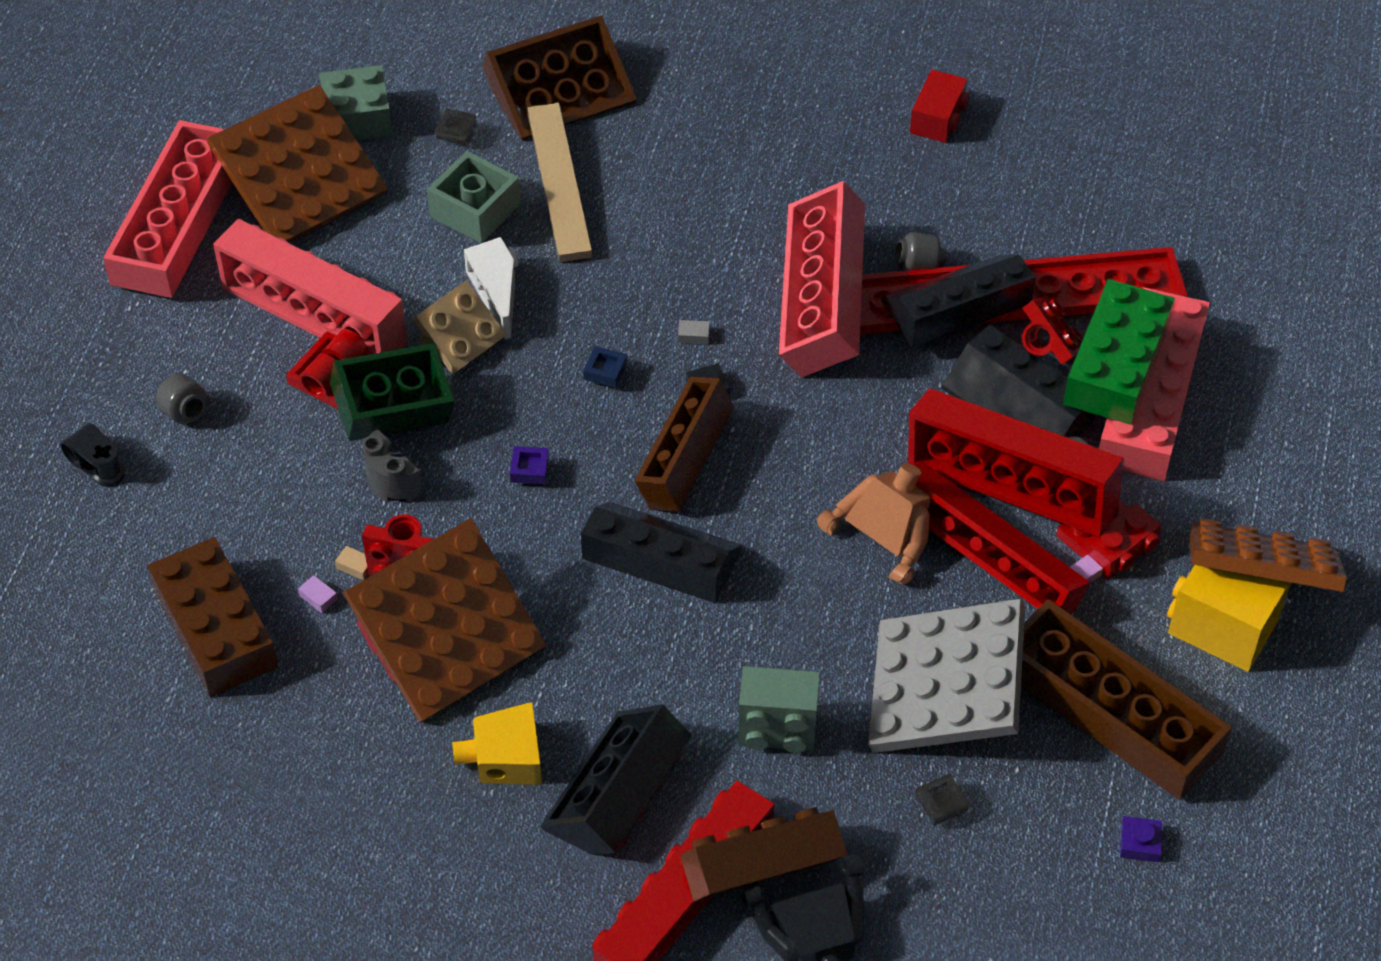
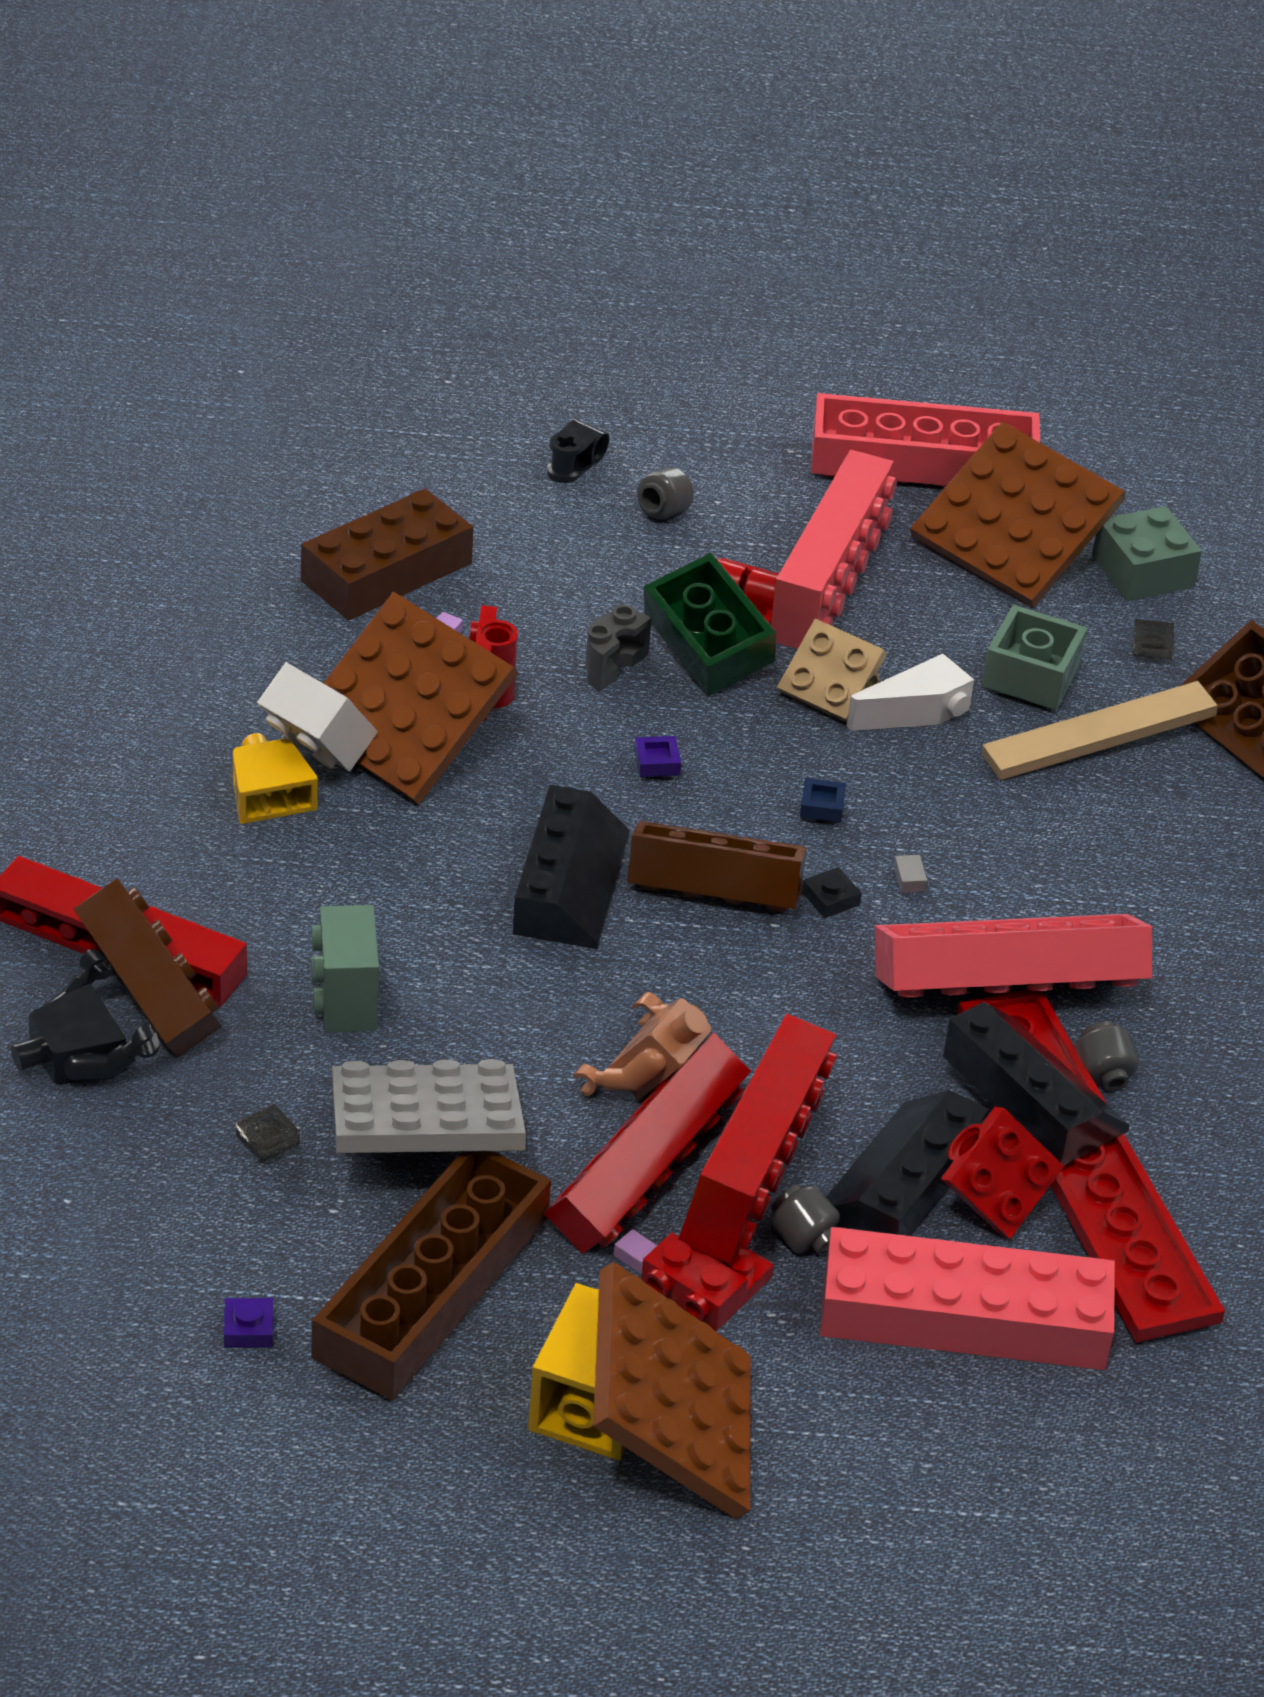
camera: 75 degrees right, 10 degrees down
(467, 686) = (316, 718): none -> white brick
(617, 779) = (240, 867): black slope -> none
(1118, 351) = (961, 1211): green brick -> none

